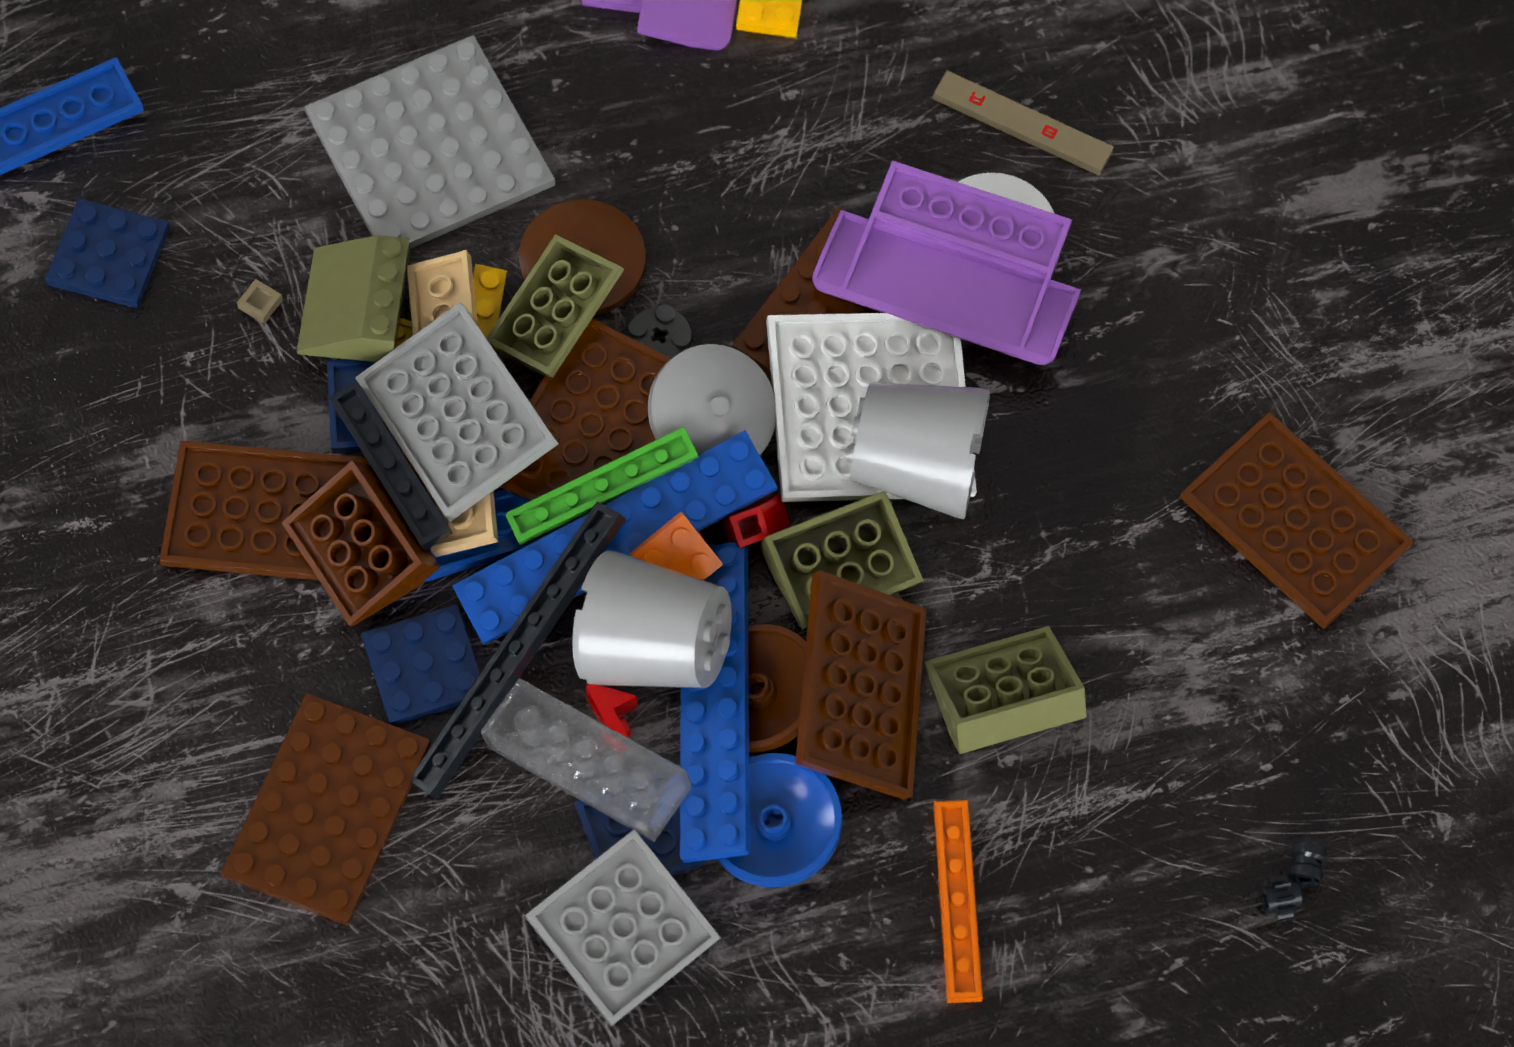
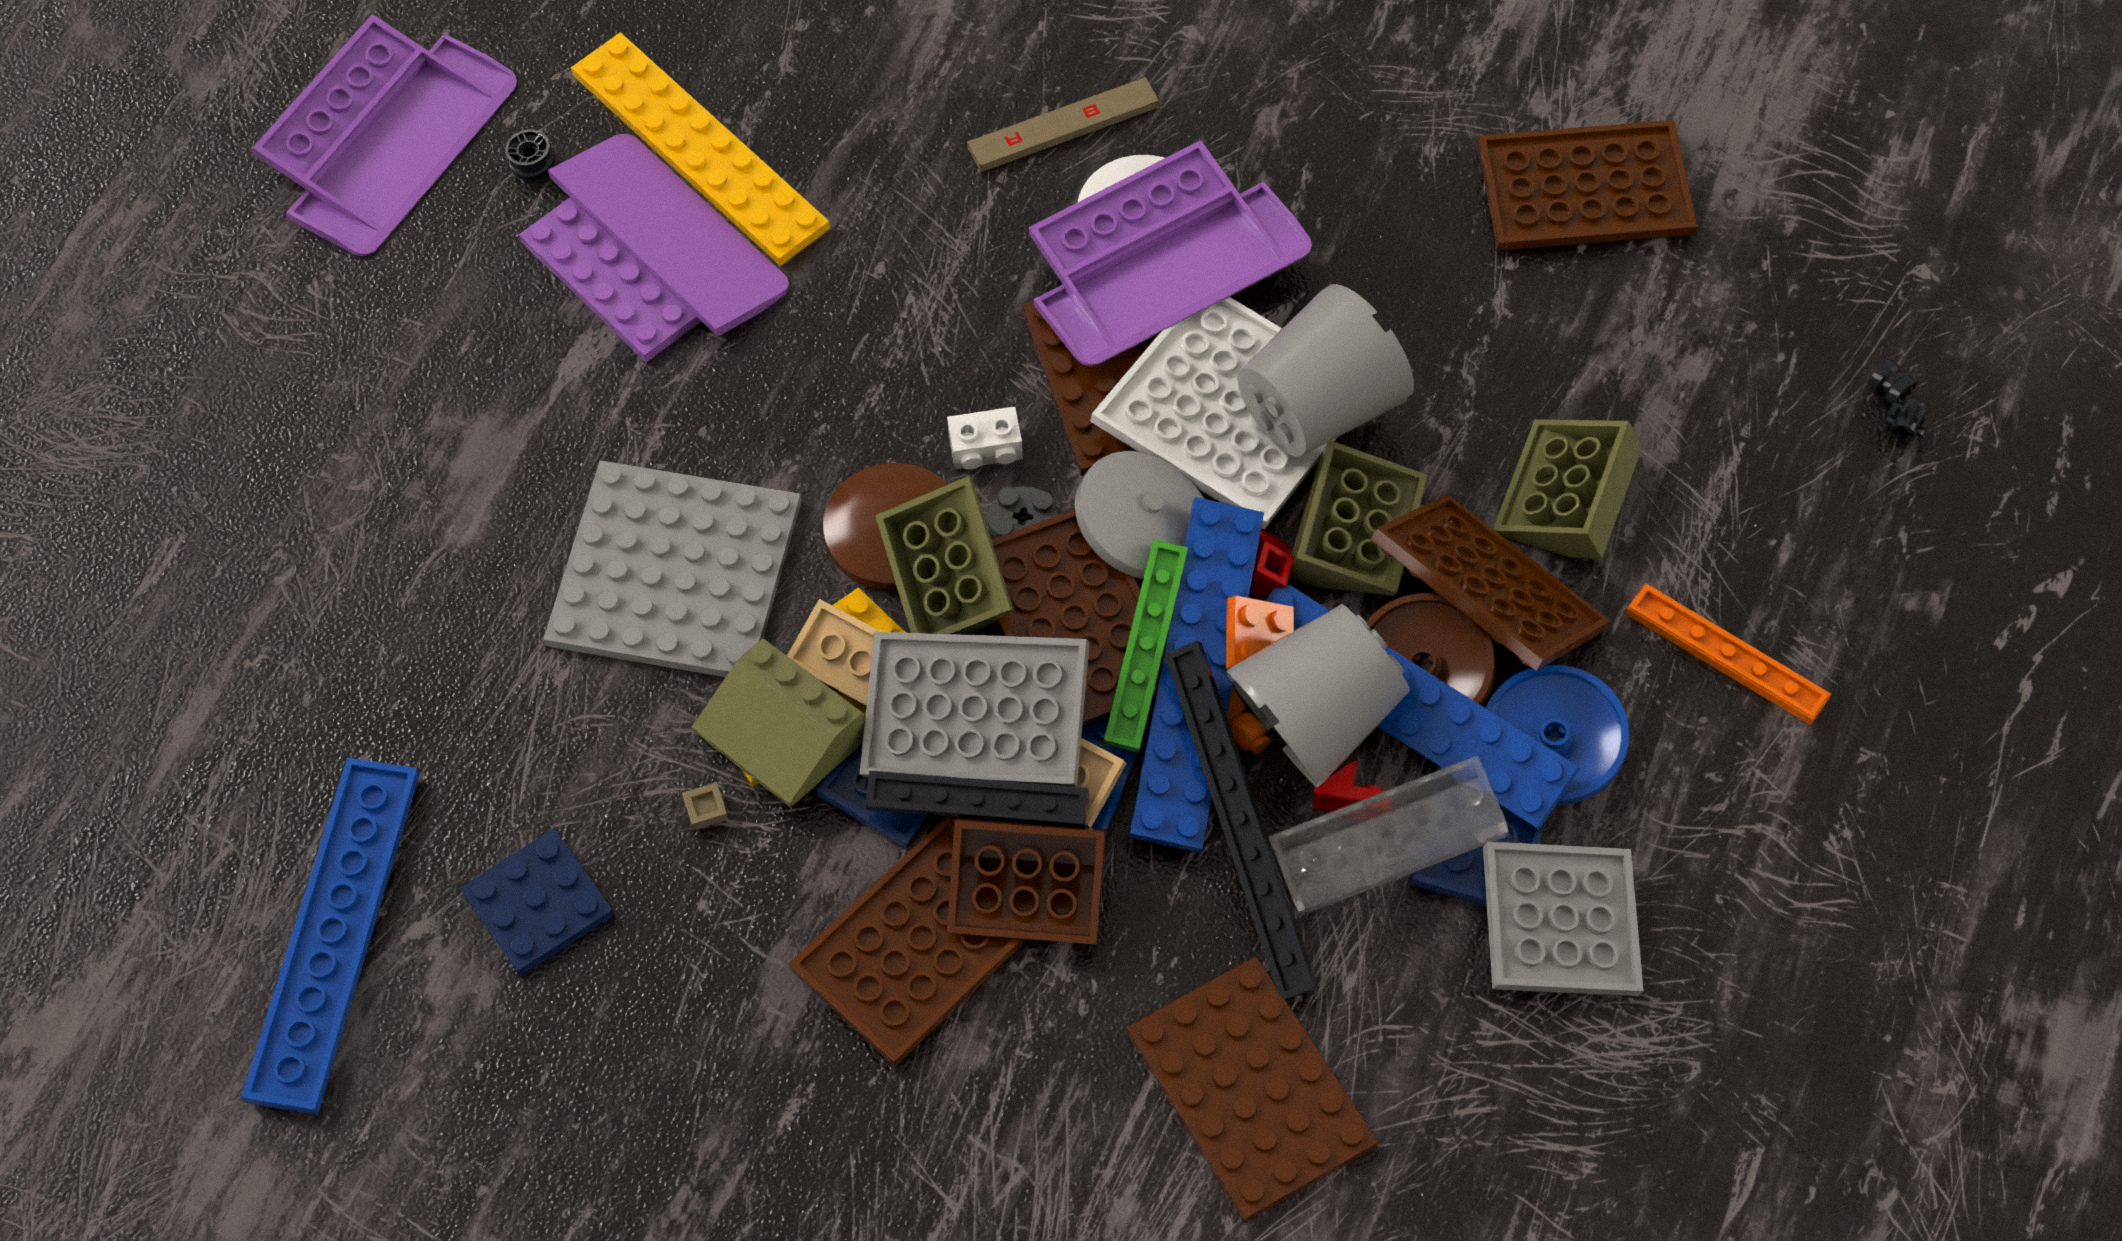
camera: 45 degrees left, 5 degrees down
(421, 664) = (1176, 915): dark blue plate -> none
(701, 264) = (985, 438): none -> white brick

